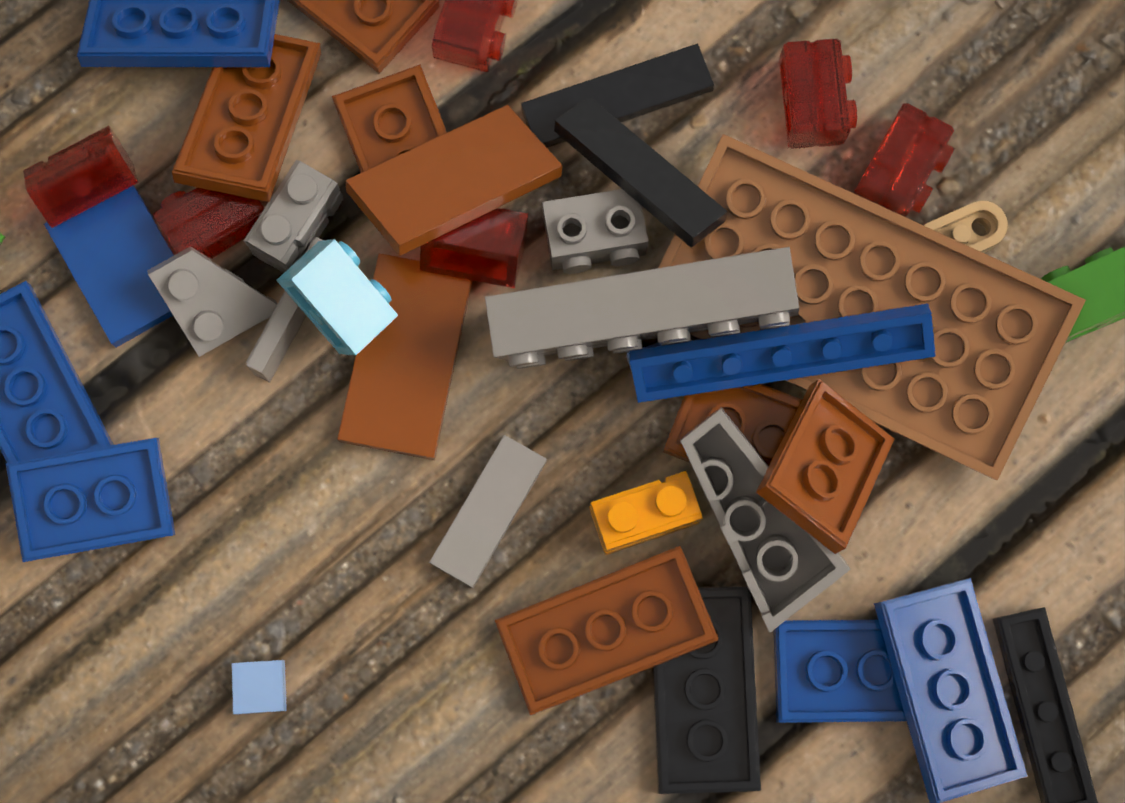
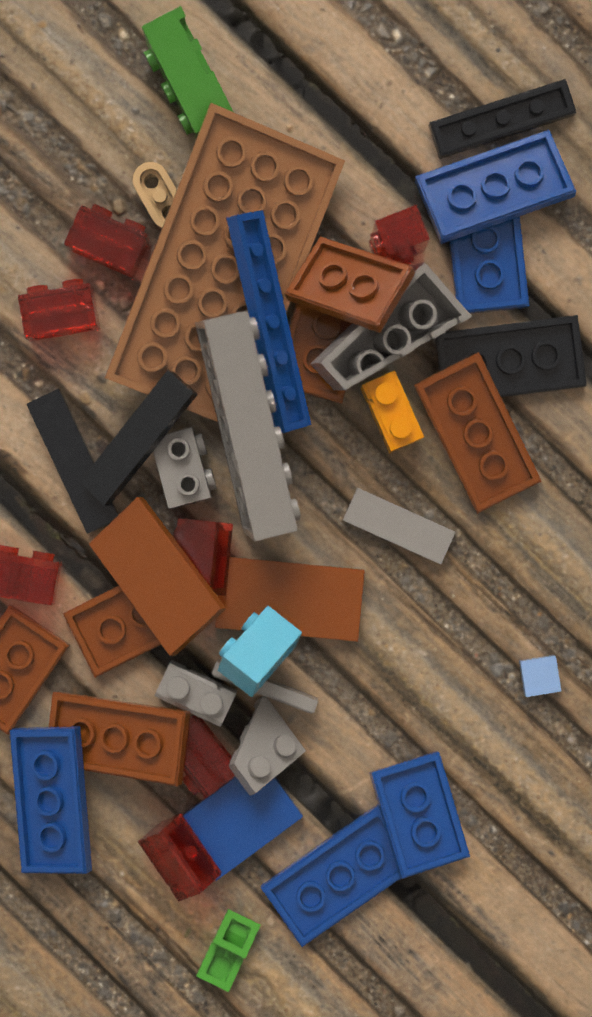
camera: 95 degrees left, 10 degrees up
(887, 541) = (399, 236): none -> clear red brick

